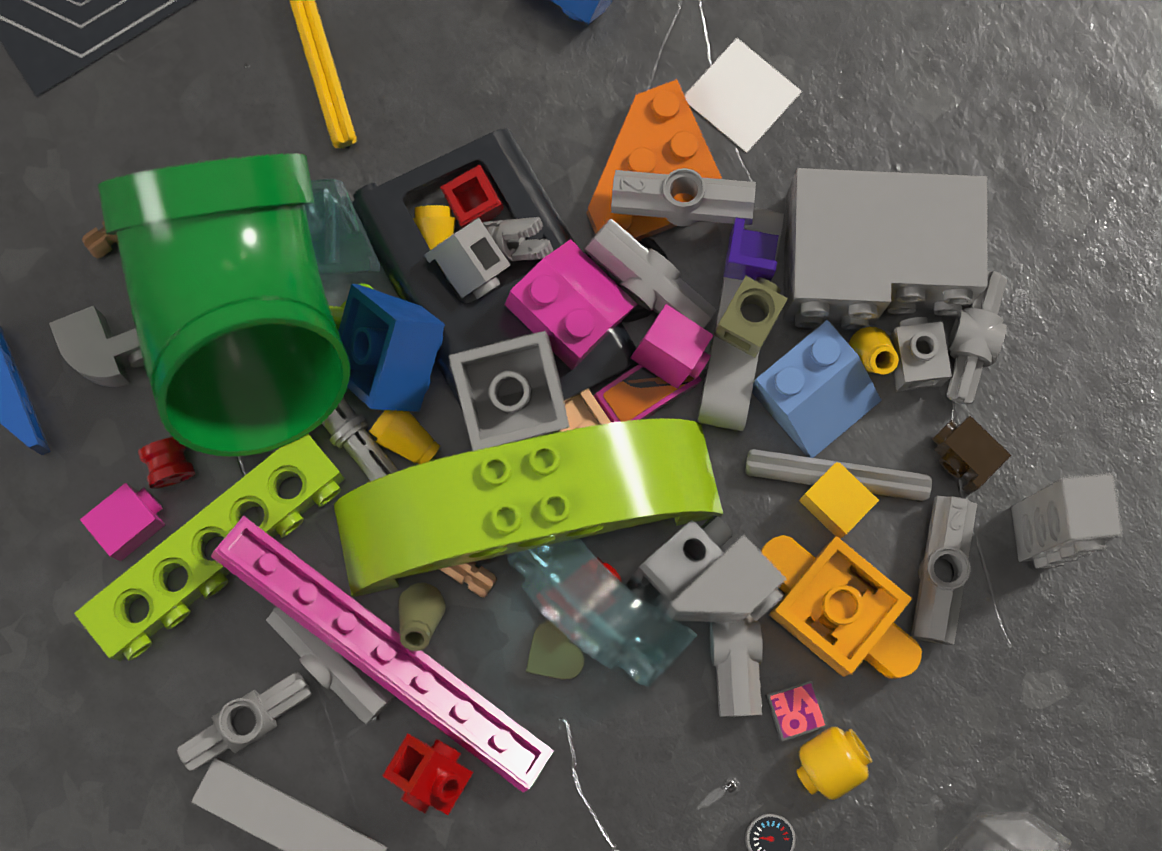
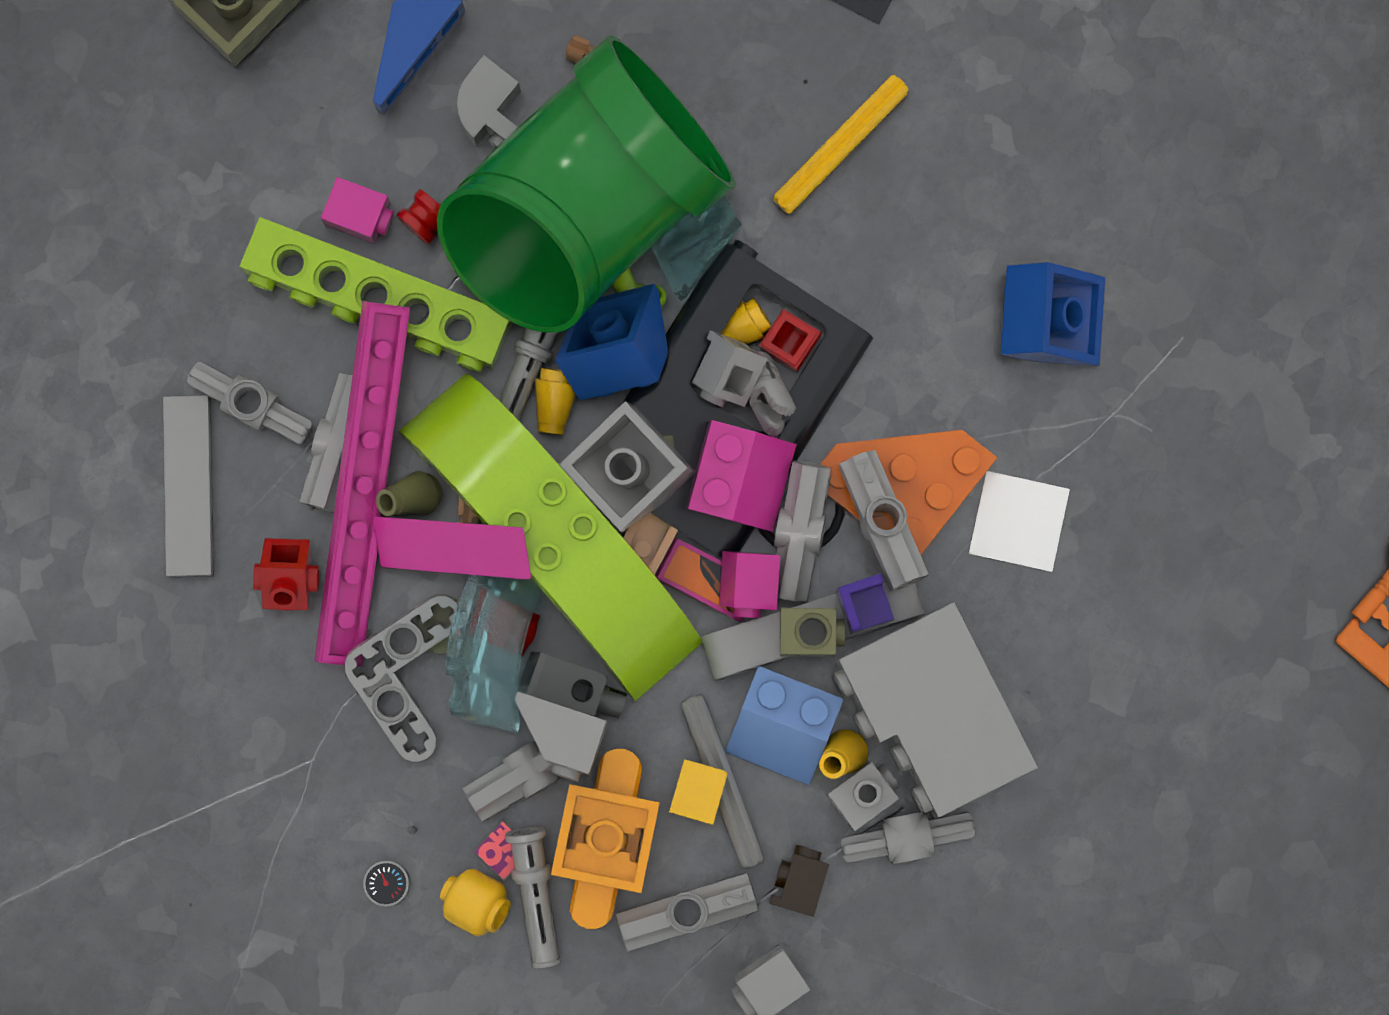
camera: 65 degrees right, 5 degrees up
(494, 596) = (452, 547): none -> dark pink sticker
(576, 732) = (386, 679): none -> light grey beam
(838, 695) = (536, 872): none -> light grey pin

